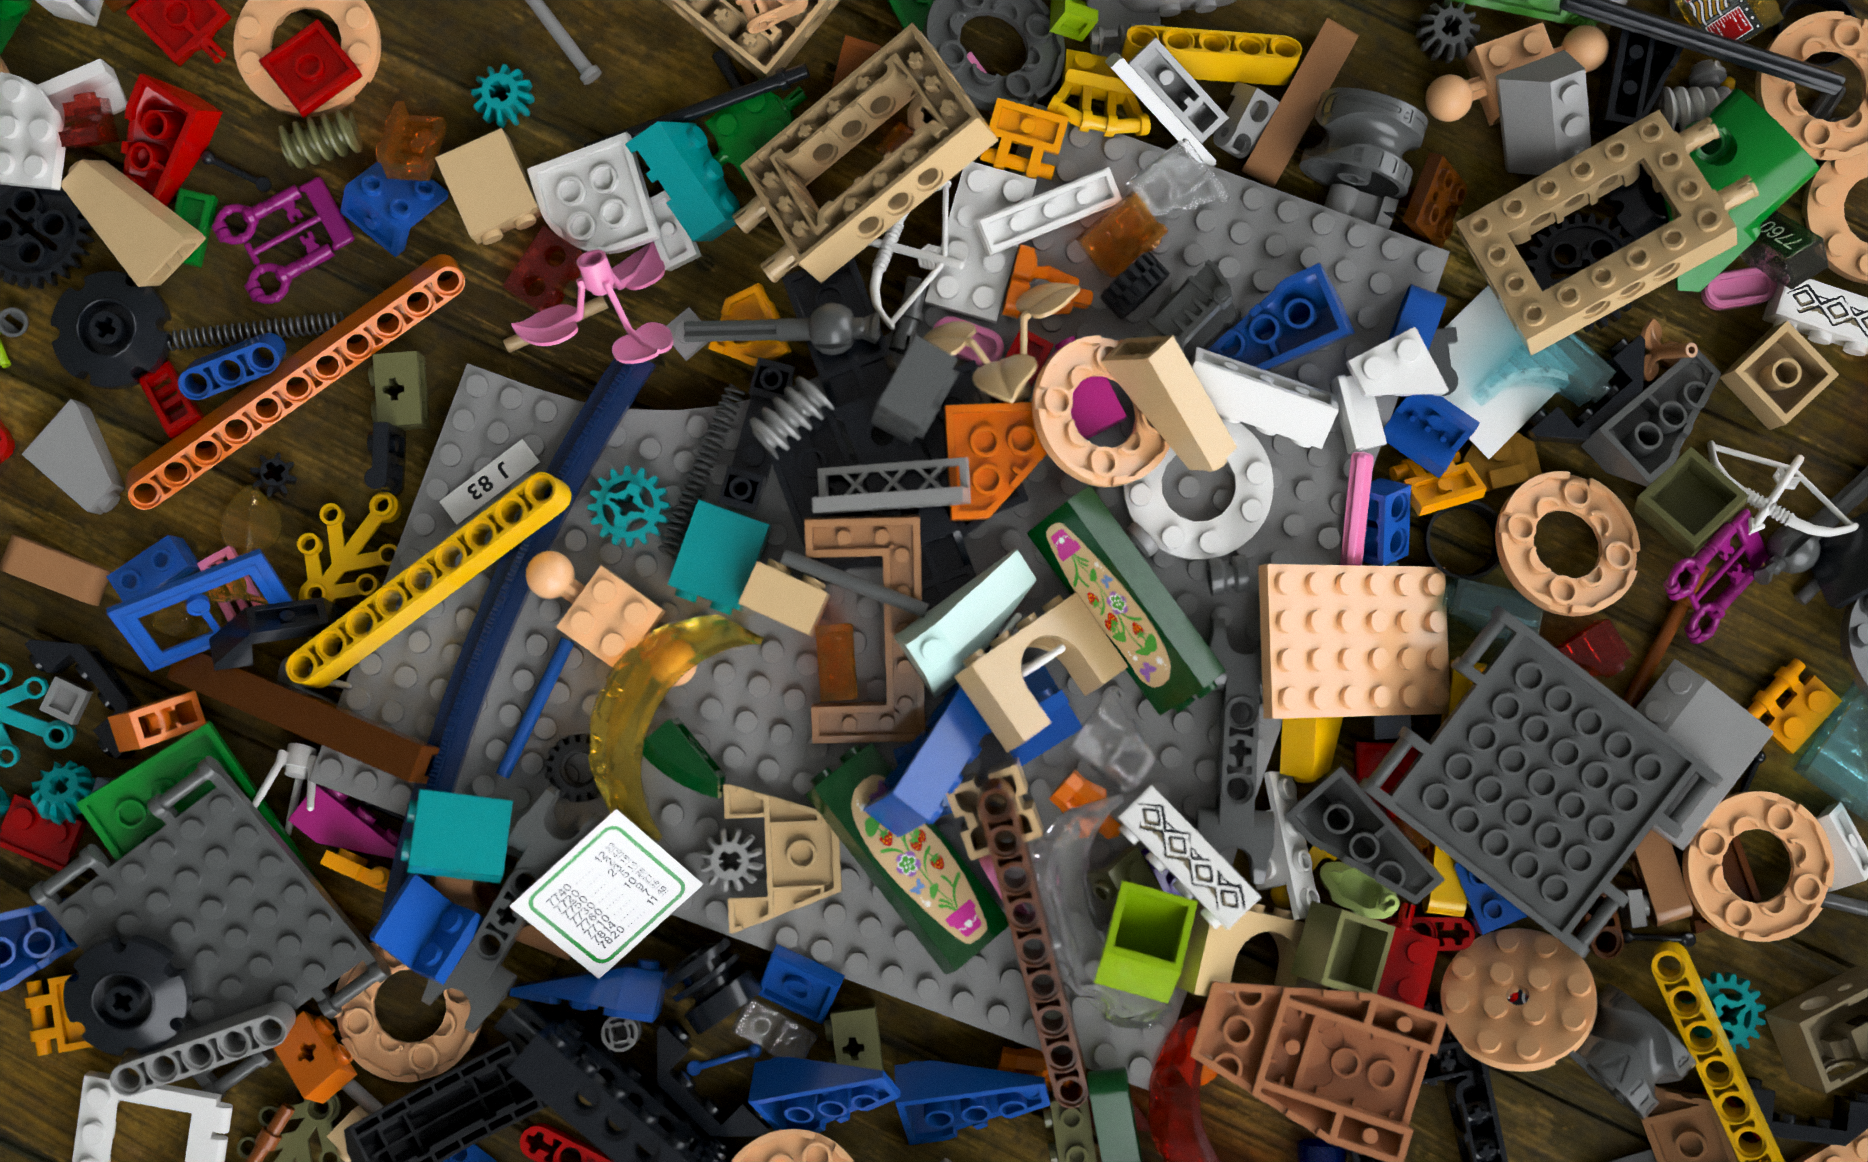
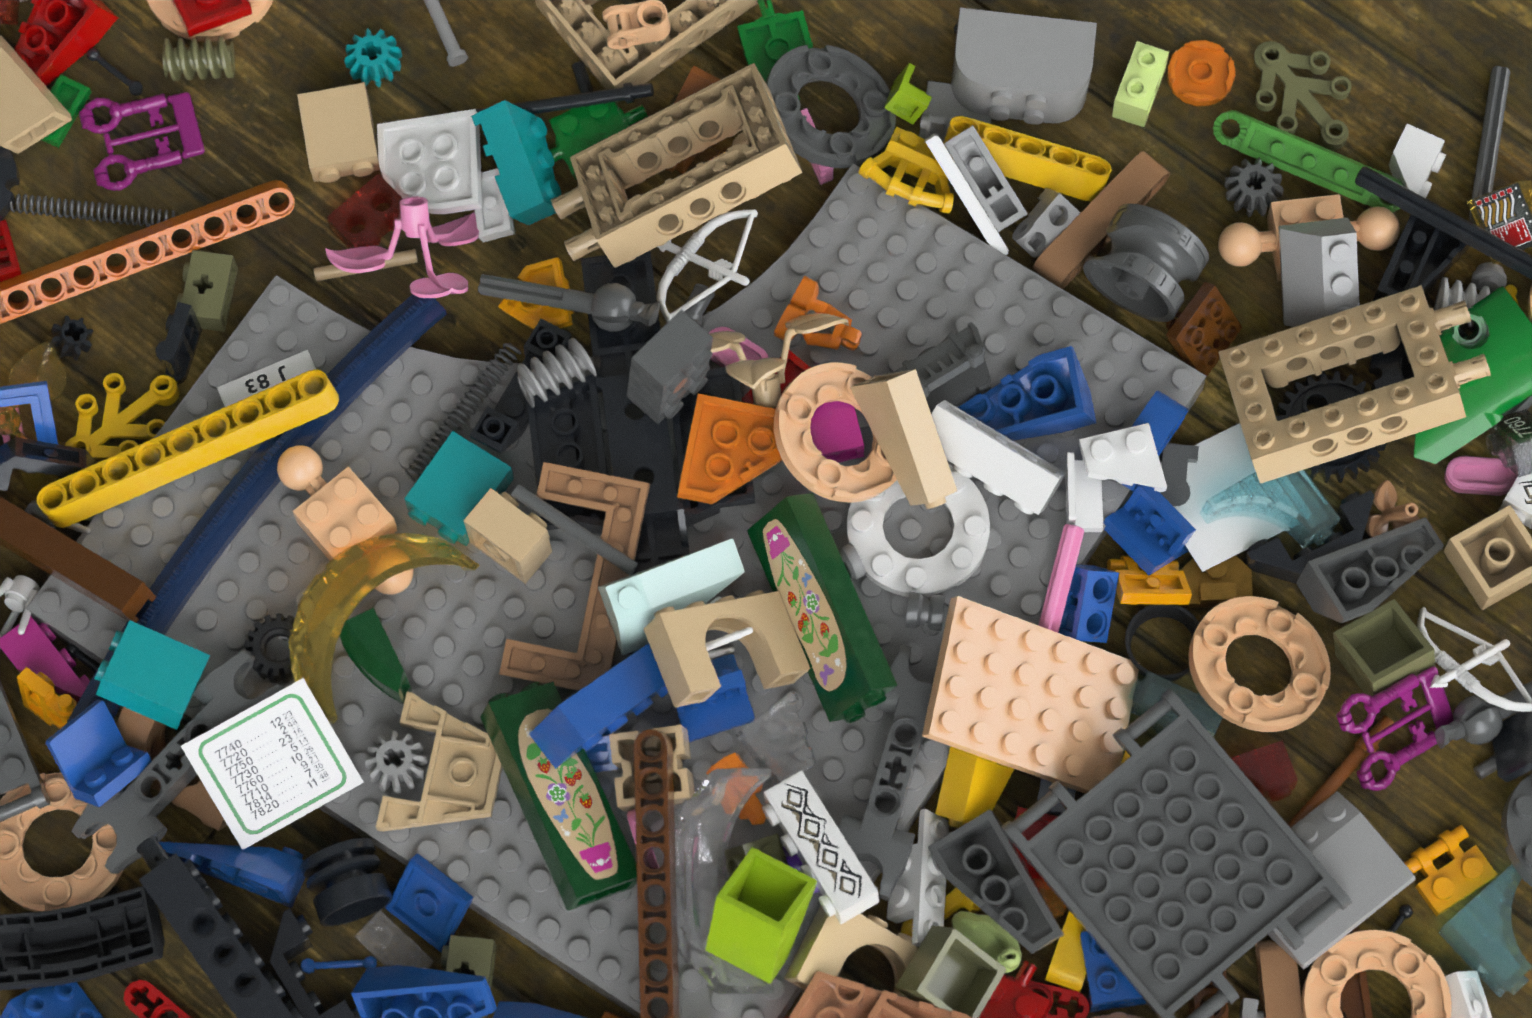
camera: 15 degrees right, 15 degrees down
(220, 378) = (47, 239): blue beam -> none
(389, 206) = (244, 124): blue bracket -> none
(410, 144) = (277, 79): clear orange bracket -> none
(535, 708) = (252, 587): blue bar -> none
(624, 1027) = (254, 916): light grey wheel -> none
(634, 490) = (388, 411): teal gear -> none
(685, 349) = (478, 302): light grey plate -> none
(836, 662) = (540, 603): clear orange bracket -> none
(897, 499) = (631, 461): light grey fence -> none
(983, 281) = (775, 261): white plate -> none
(1029, 128) = (838, 179): light orange plate -> none
(1047, 211) = (838, 254): white tile -> none
(1121, 236) = (900, 290): clear orange bracket -> none
(1134, 285) = (900, 333): black tyre -> none
(1177, 181) = (964, 257): clear slope -> none
(1361, 205) = (1137, 320): light grey leg -> none

